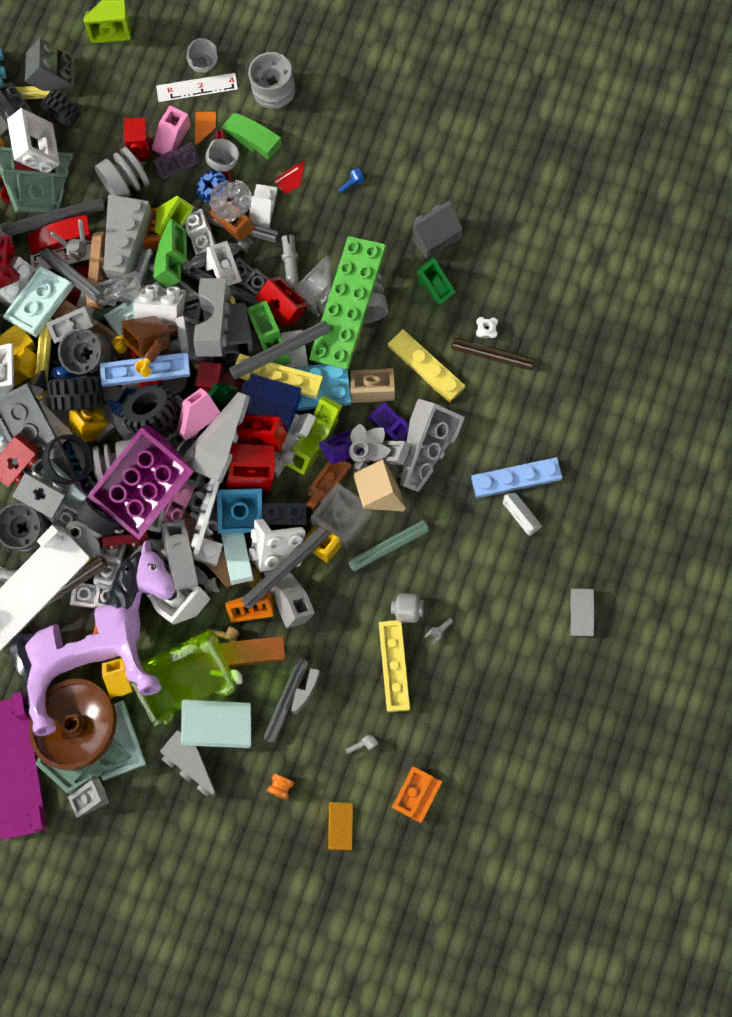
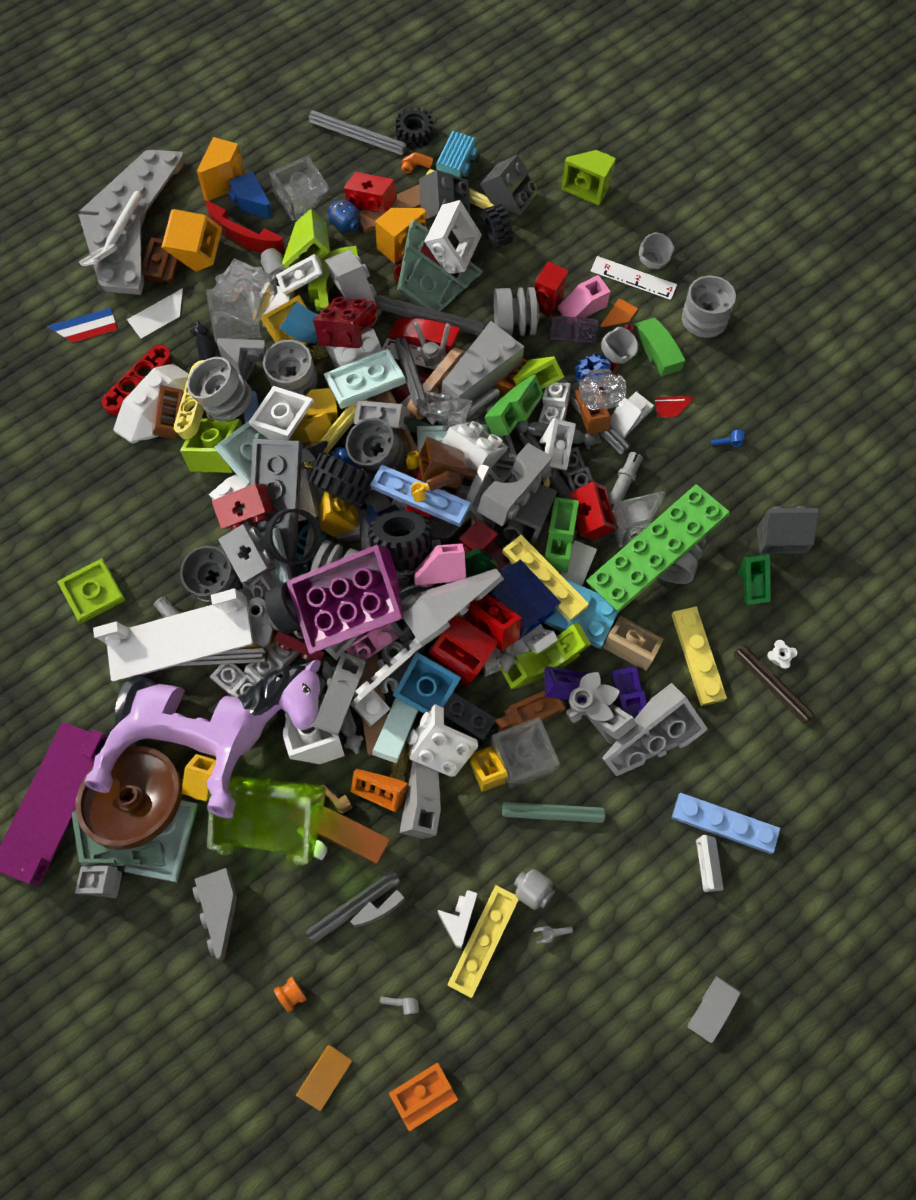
camera: 25 degrees right, 5 degrees down
(216, 724) = (267, 886): light aqua tile -> none
(279, 350) = (563, 553): dark grey axle -> none
(285, 567) = (435, 770): dark grey axle -> none
(367, 667) = (457, 925): none -> white slope
(379, 488) = (578, 748): tan slope -> none

